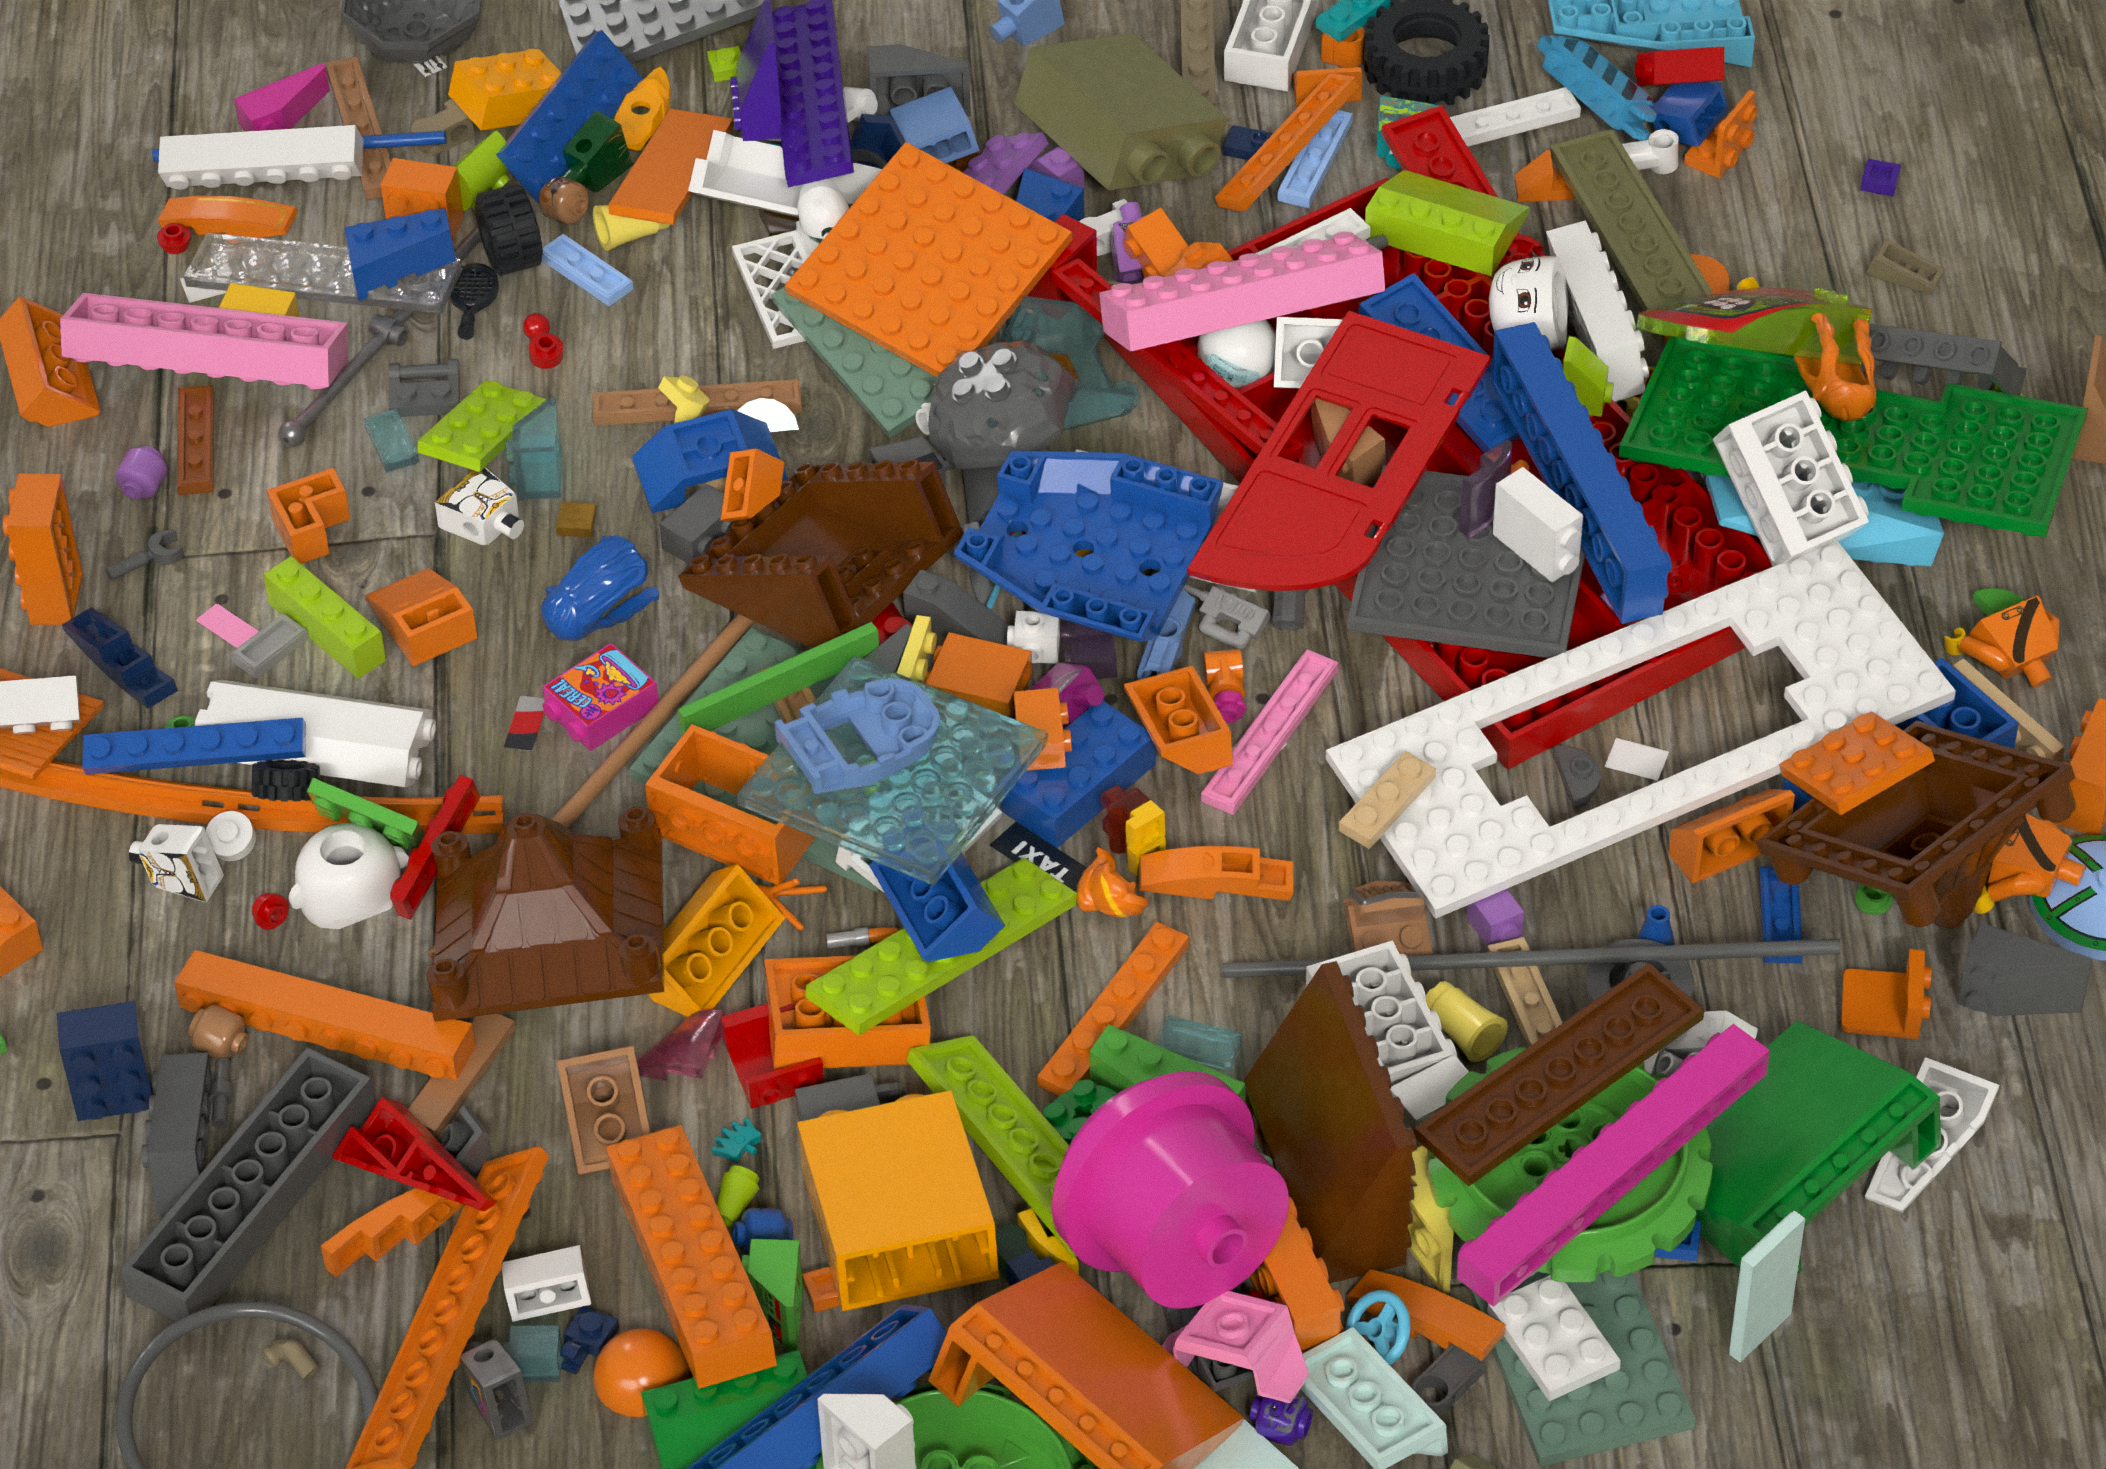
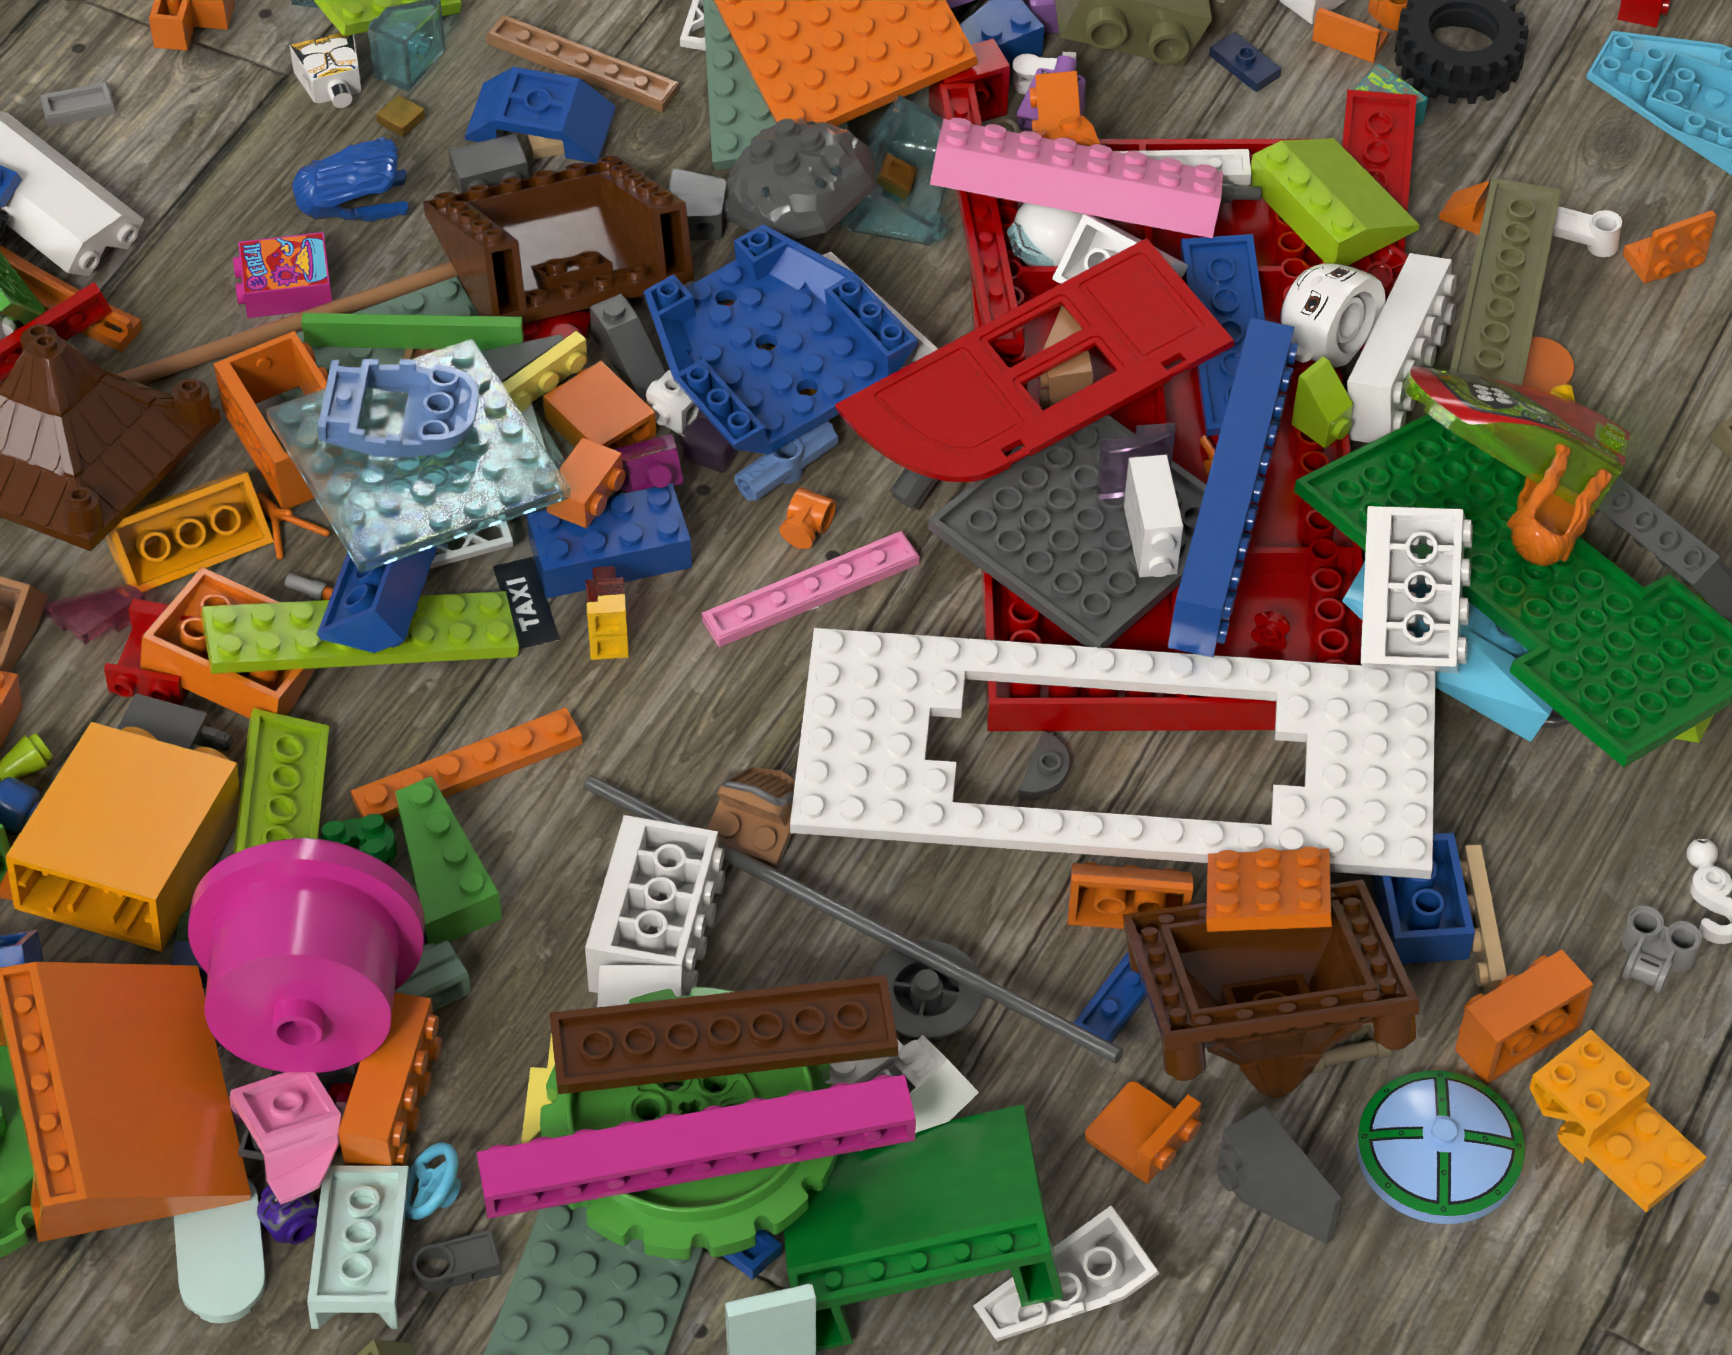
camera: 30 degrees right, 5 degrees up
(227, 625) = (62, 71): bright pink sticker -> none
(326, 616) = (130, 100): lime brick -> none
(424, 615) = (206, 137): orange slope -> none
(525, 723) = (213, 270): sticker -> none
(686, 396) = (565, 52): light yellow plate -> none
(737, 1141) = (72, 715): teal piece -> none
(751, 483) = (541, 151): orange slope -> none
(772, 412) = (627, 99): light aqua plate -> none
(1108, 891) = (547, 656): orange hair -> none
(1182, 720) = (724, 538): orange slope -> none
(1201, 1042) = (512, 836): clear light blue tile -> none
(1213, 869) = (650, 689): orange slope -> none
(1224, 606) = (858, 453): light grey piece -> none
(1230, 705) = (790, 547): dark pink plate -> none
(1286, 142) = (1261, 67): orange plate -> none
(1314, 162) = (1283, 93): light blue plate -> none
(1336, 1130) = (541, 916): reddish brown slope -> none
(1387, 799) = (822, 700): tan plate -> none
(1434, 1314) = (502, 1234): orange slope -> none
(1467, 1022) = (747, 943): light yellow plant -> none
(1496, 918) = (857, 863): medium lavender brick -> none
(1517, 116) = (1492, 139): white plate -> none
(1526, 994) = (827, 940): tan plate -> none
(1554, 1337) = (569, 1279): white plate -> none
(1598, 84) = (1588, 143): dark azure hinge -> none
(1636, 759) = (1114, 782): white sticker -> none
(1657, 926) = (986, 951): blue cone -> none
(1679, 66) = (1670, 160): red slope -> none
(1690, 111) = (1653, 205): blue torso -> none
(1995, 600) = (1573, 809): bright green tile -> none
(2012, 641) = (1550, 853): orange torso -> none
(2030, 864) = (1375, 1076): orange torso -> none

